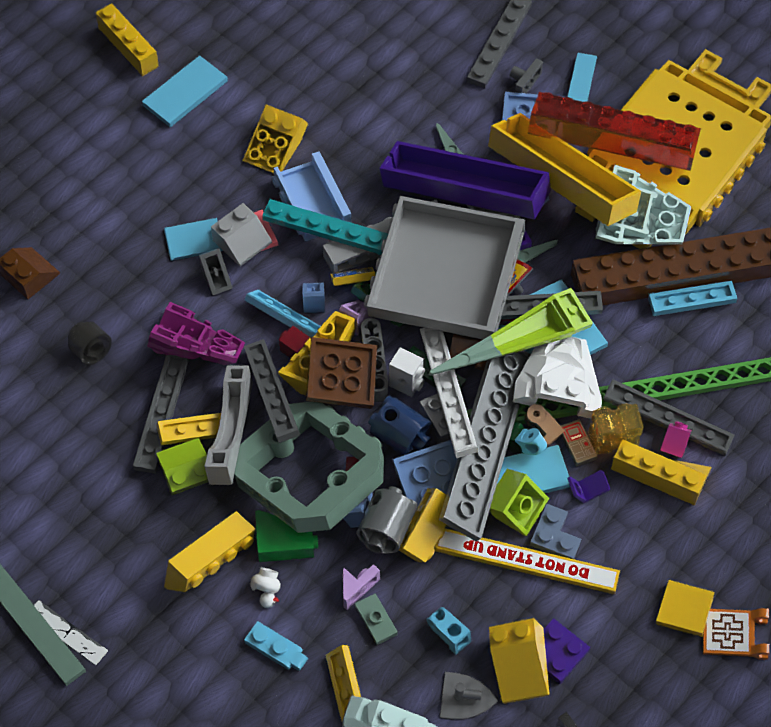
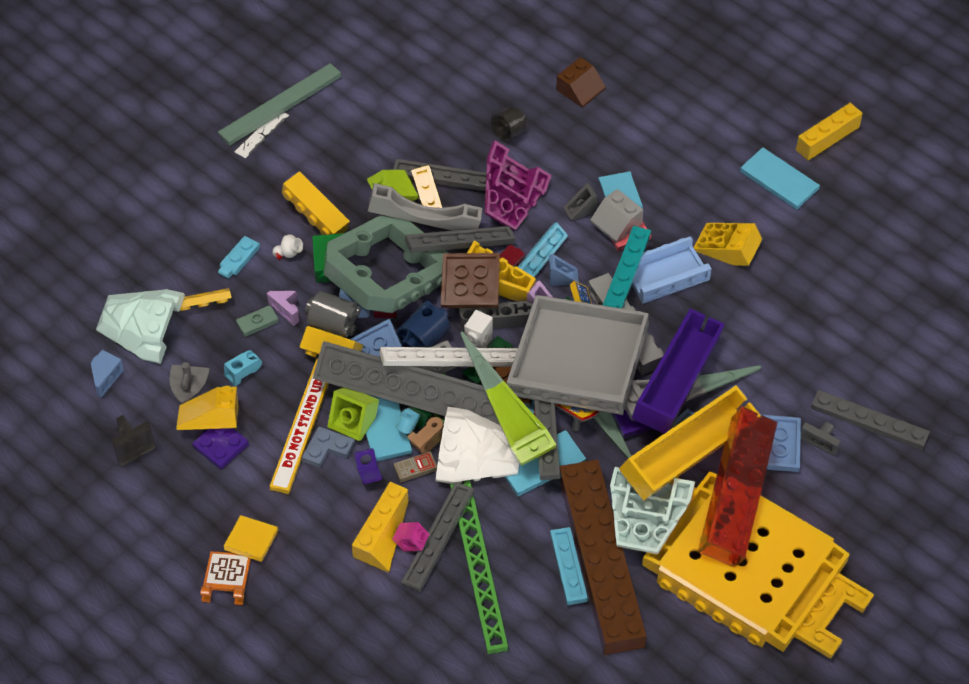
camera: 90 degrees right, 5 degrees down
(582, 77) = (819, 486): medium azure tile -> none
(613, 426) = (421, 486): clear yellow brick -> none

